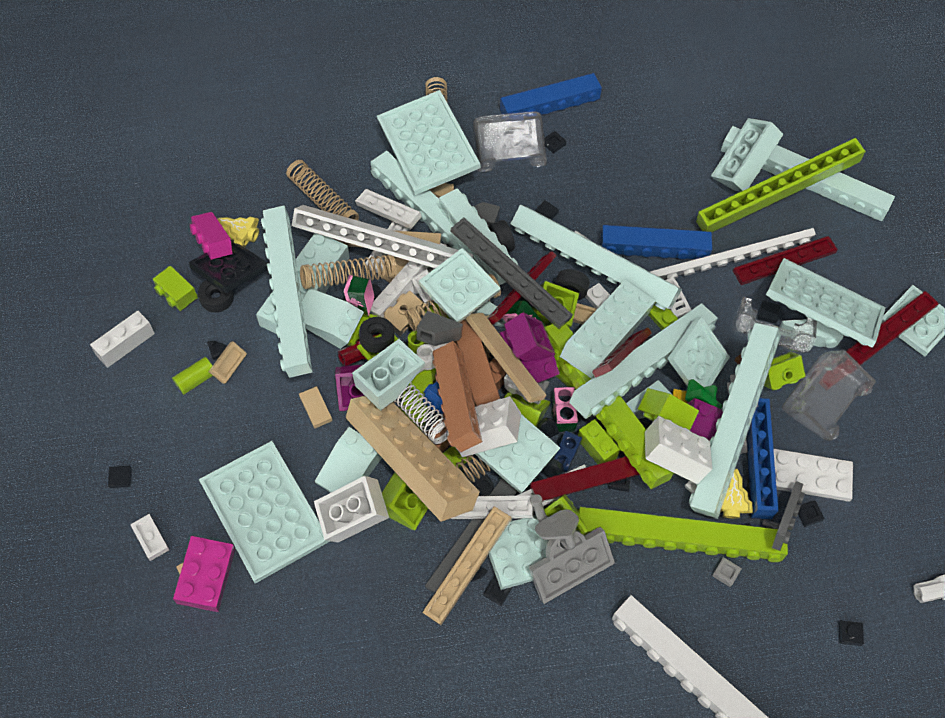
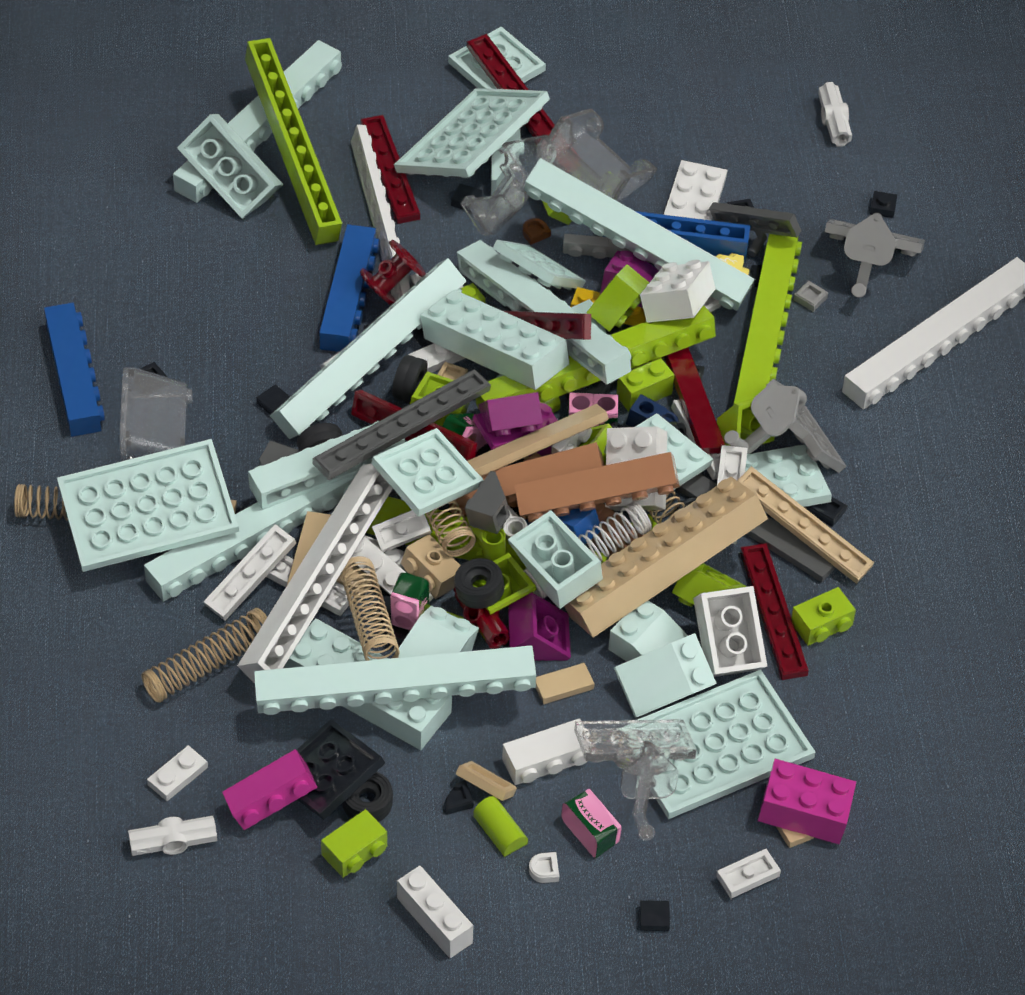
camera: 85 degrees left, 10 degrees down
(161, 405) = (544, 868): none -> white tile
(186, 193) = (172, 835): none -> white piece
(191, 429) = (591, 823): none -> bright pink piece
(236, 193) = (177, 773): none -> white plate
(241, 229) = (250, 758): light yellow rock -> none
(242, 447) = (643, 753): none -> clear plate
(251, 398) = (542, 753): none -> white brick
(316, 470) = (665, 675): none -> light aqua slope
(384, 585) = (823, 616): none -> lime brick
(392, 550) = (774, 611): none -> dark red tile
(670, 261) = (392, 272): none -> dark red hose
(705, 394) = (591, 268): green panel -> none
(791, 611) = (871, 244): none -> light grey plate

